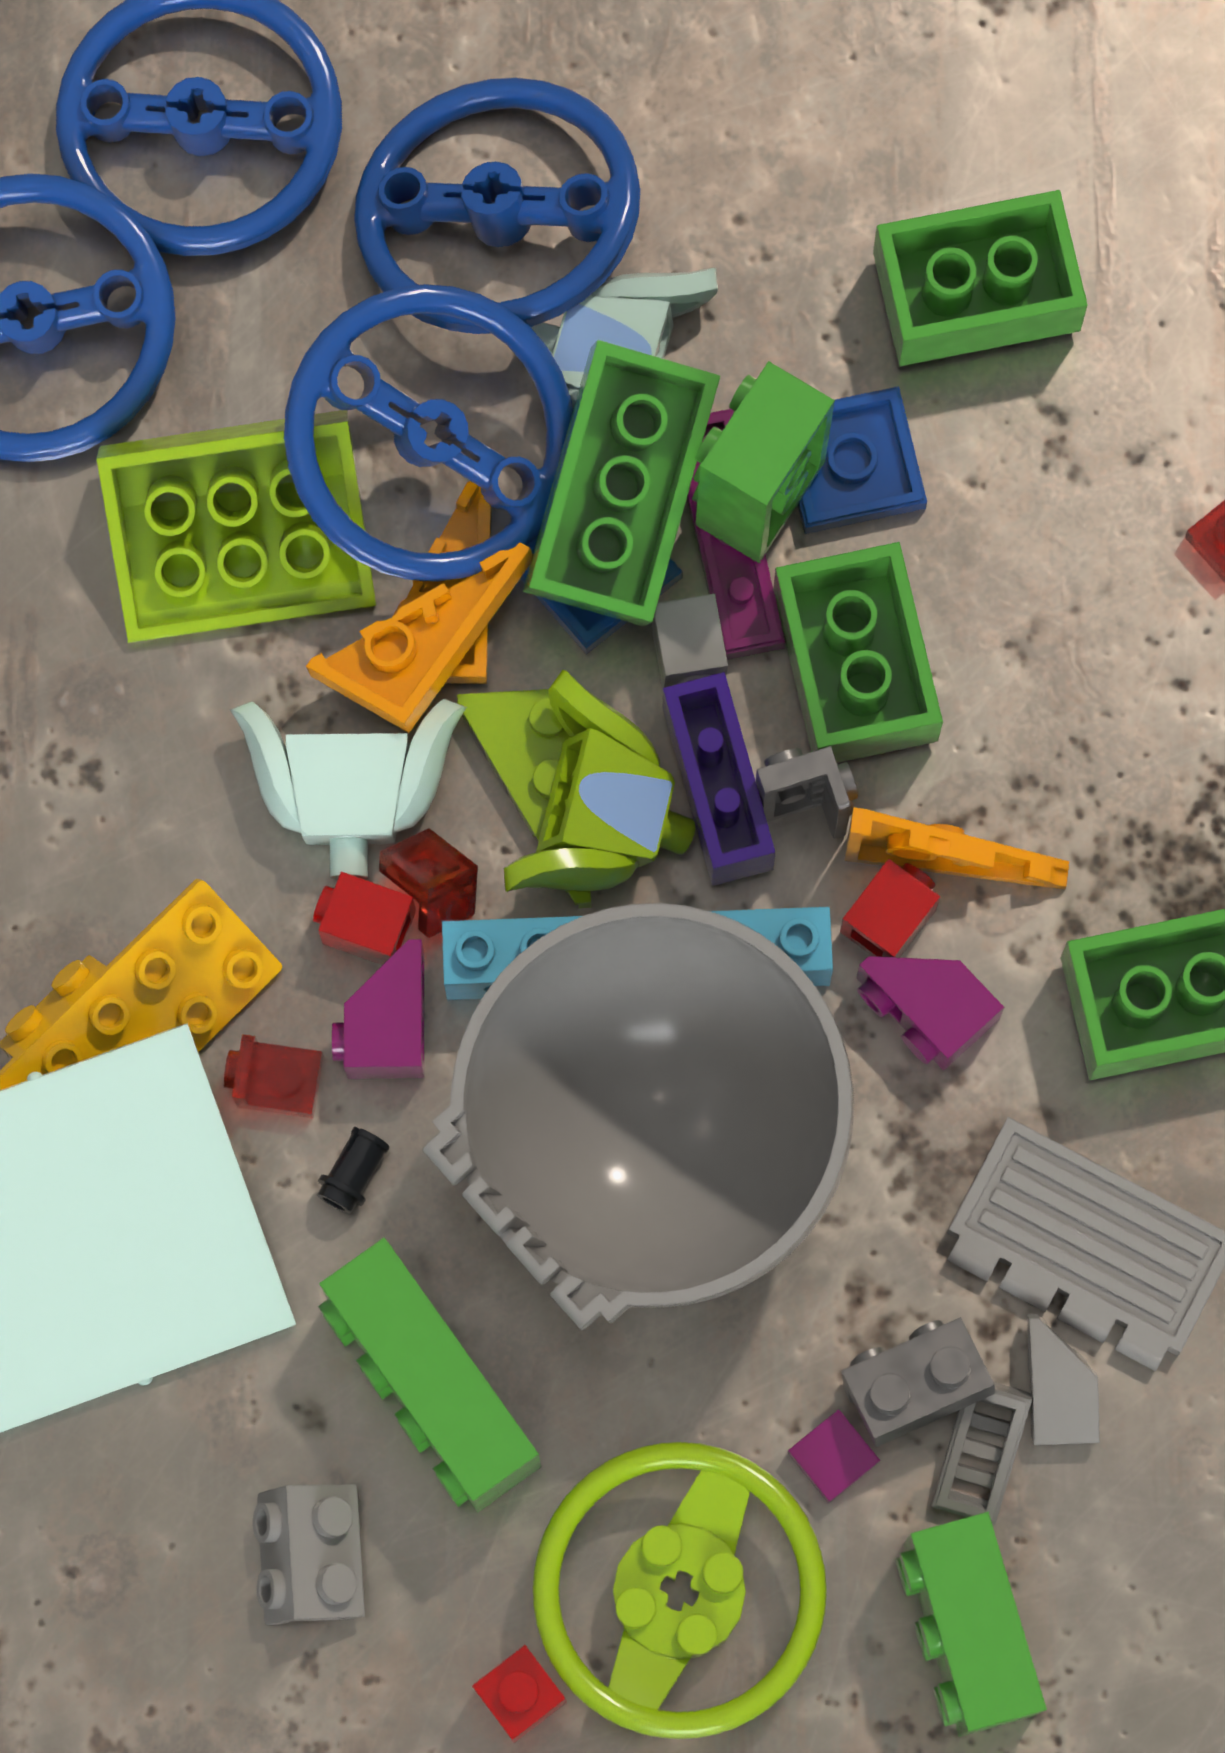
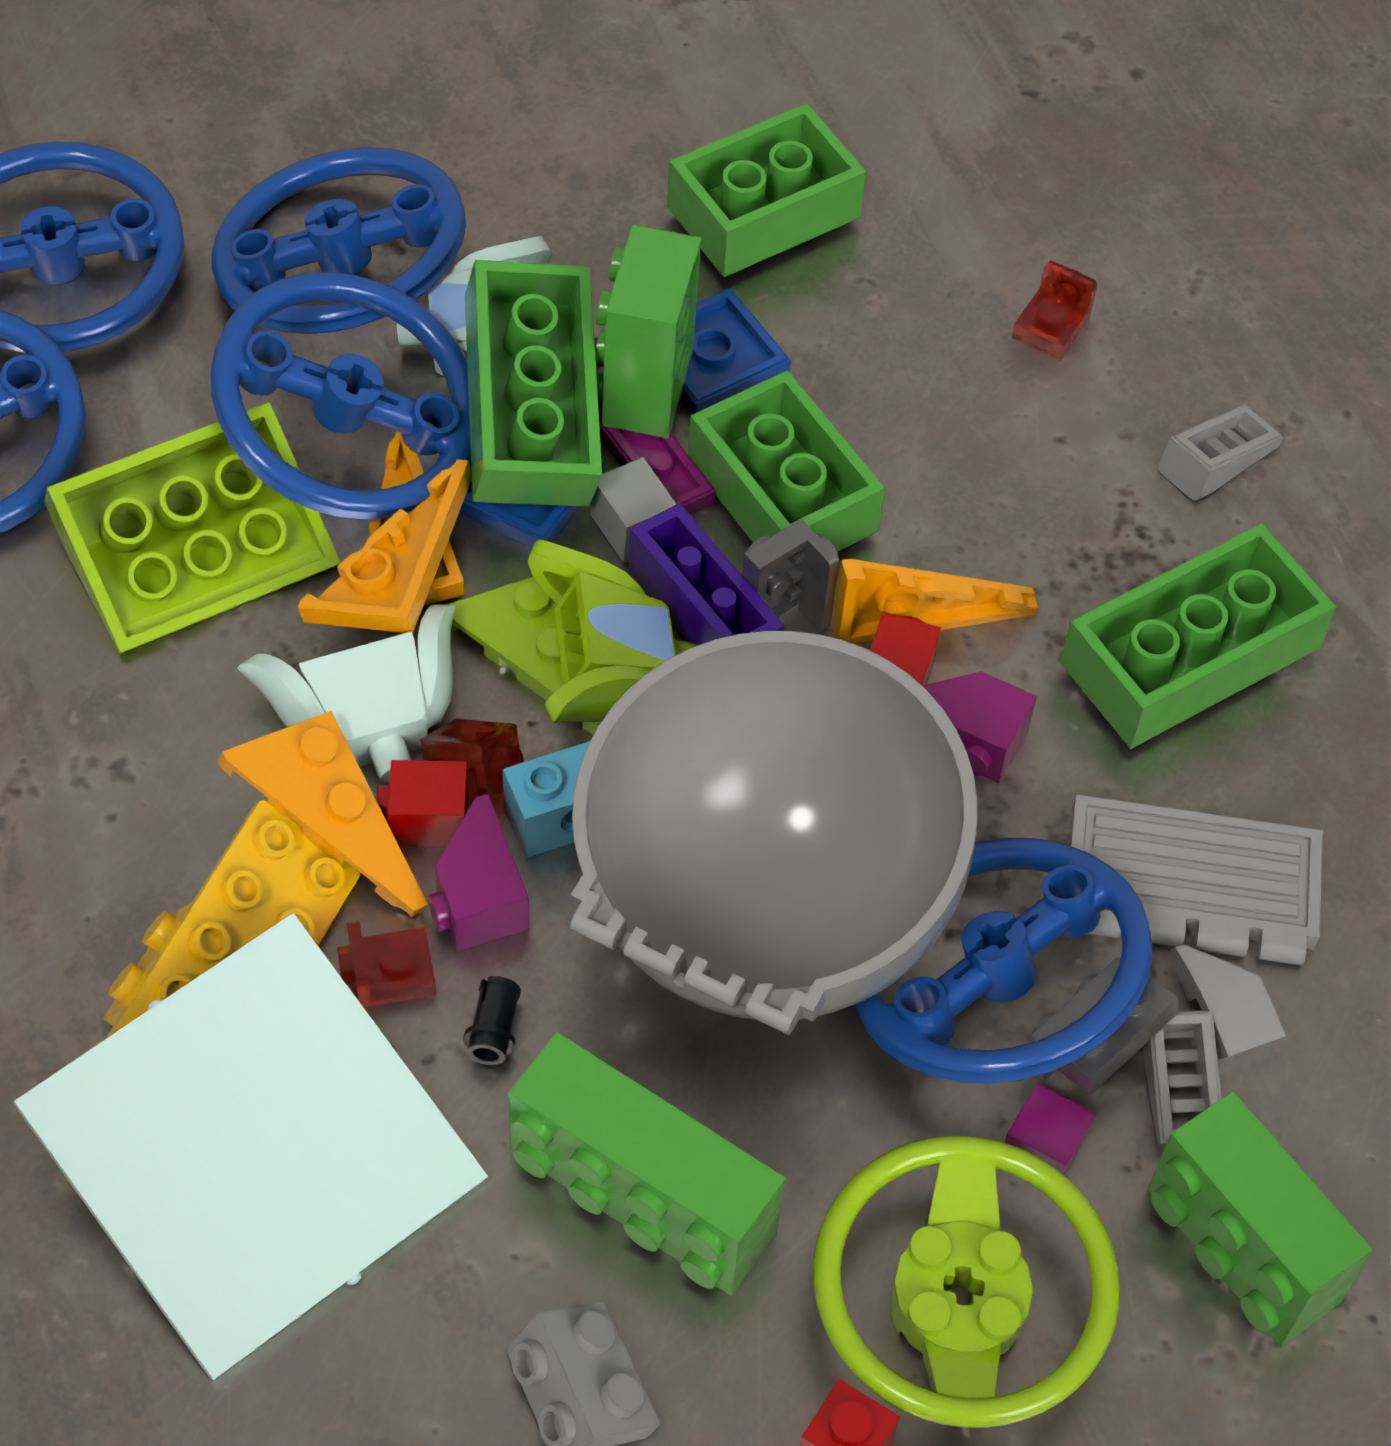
camera: 25 degrees left, 20 degrees down
(263, 881) = (319, 786): none -> light orange wing
(859, 1297) = (1002, 969): none -> blue piece

